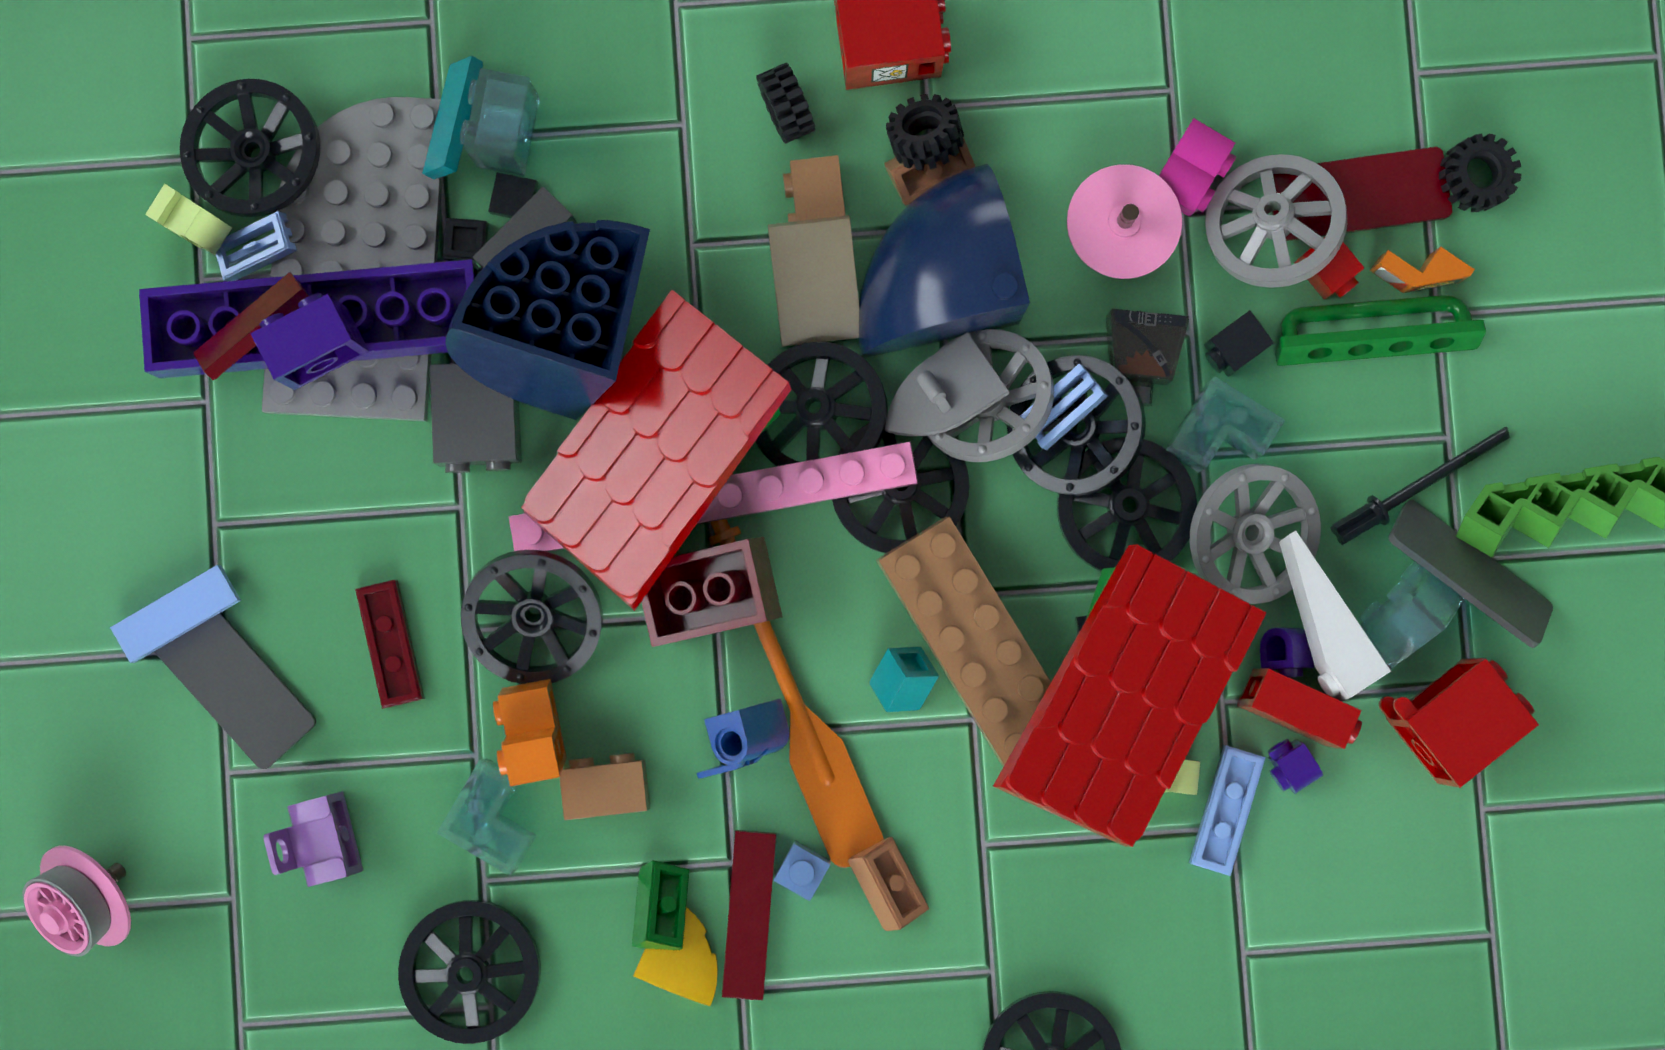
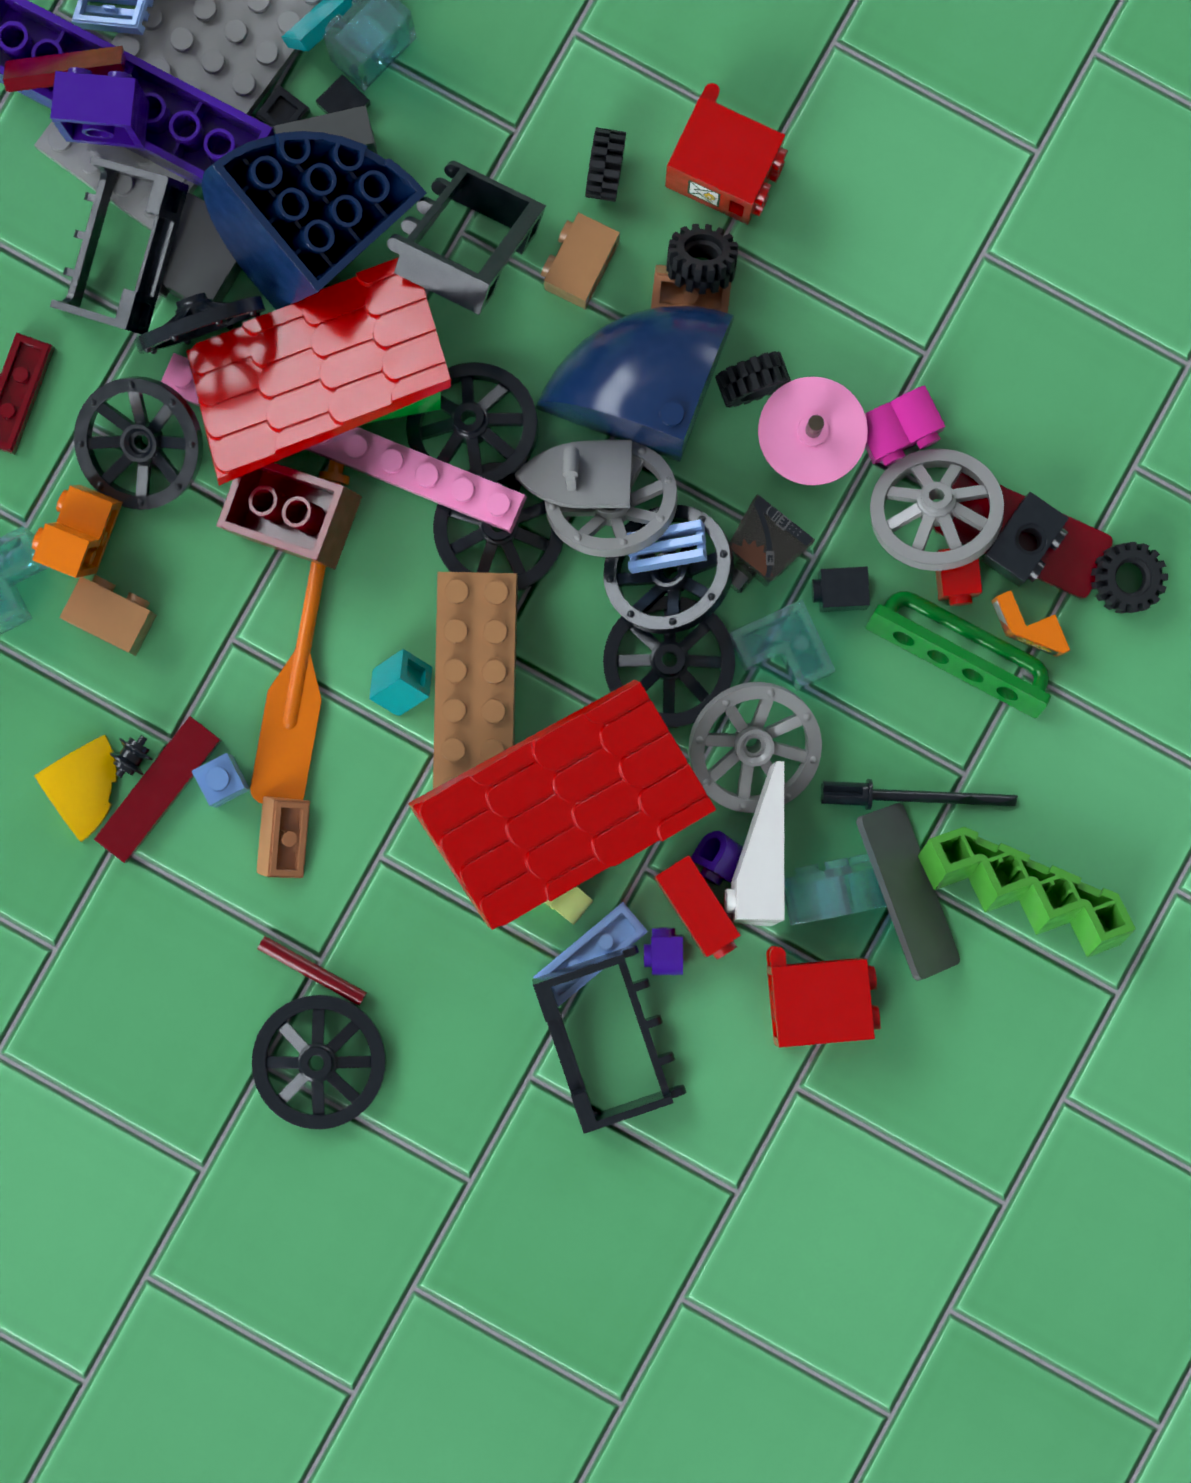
camera: 35 degrees right, 0 degrees up
(422, 390) = (166, 204): none -> black hinge
(514, 471) = (196, 318): none -> black wheel
(660, 906) = (92, 736): green slope -> none
(707, 901) = (131, 756): none -> black wheel
(712, 293) = (485, 196): none -> black hinge
(746, 735) = (245, 644): blue piece -> none
(815, 280) = (536, 320): dark tan tile -> none
(992, 986) = (312, 970): none -> dark red bar
(1041, 209) = (752, 379): none -> black tyre
(1355, 923) = (587, 1118): none -> black hinge
(1376, 173) = (1043, 523): none -> black brick

